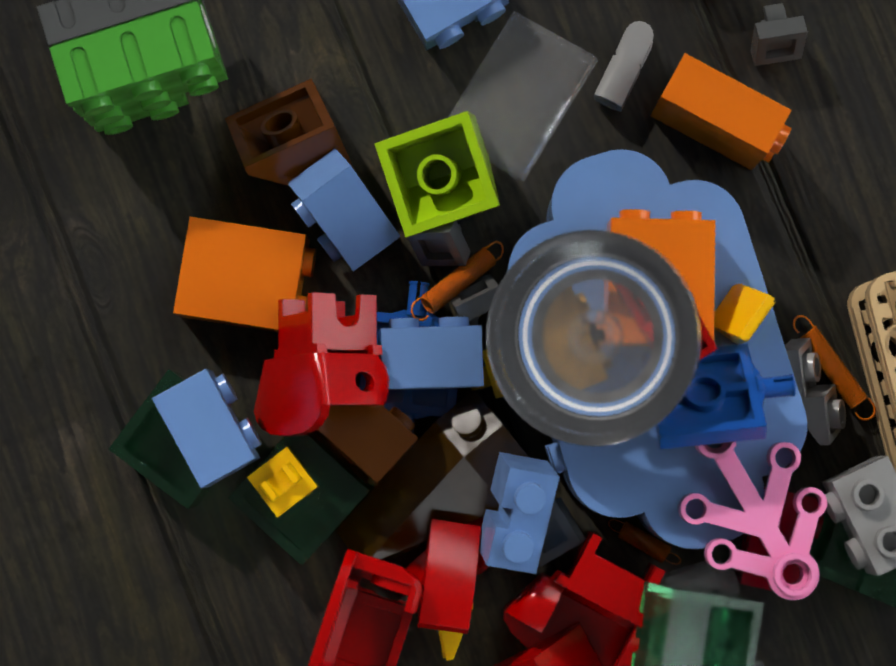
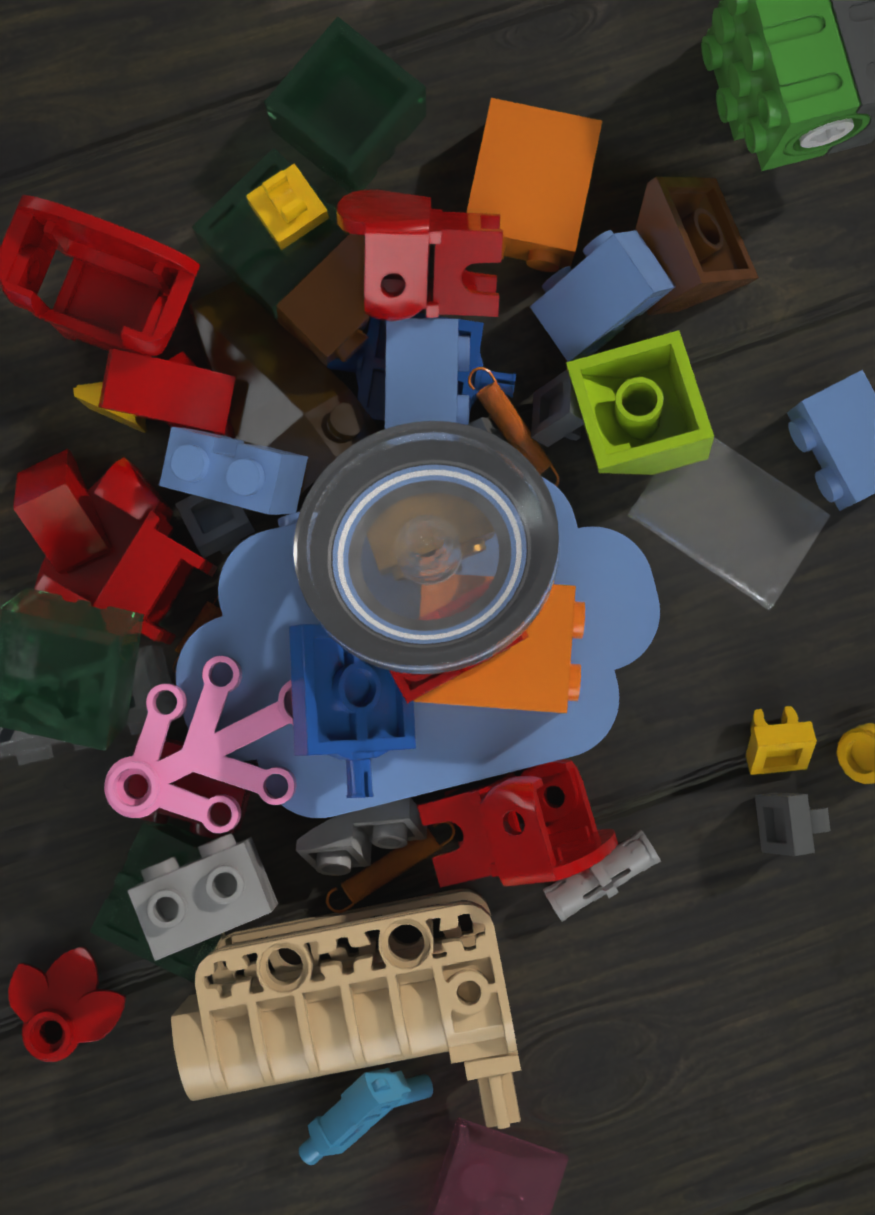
camera: 85 degrees right, 0 degrees up
(207, 427) = (352, 118): medium blue brick -> none
(625, 66) = (760, 640): light grey bar -> none
(714, 44) = (780, 745): none -> yellow tile
(722, 113) = (700, 744): orange brick -> none
(741, 313) = (453, 742): yellow slope -> none
(820, 228) = (555, 837): none -> red piece
(830, 190) = (603, 878): none -> light grey pin

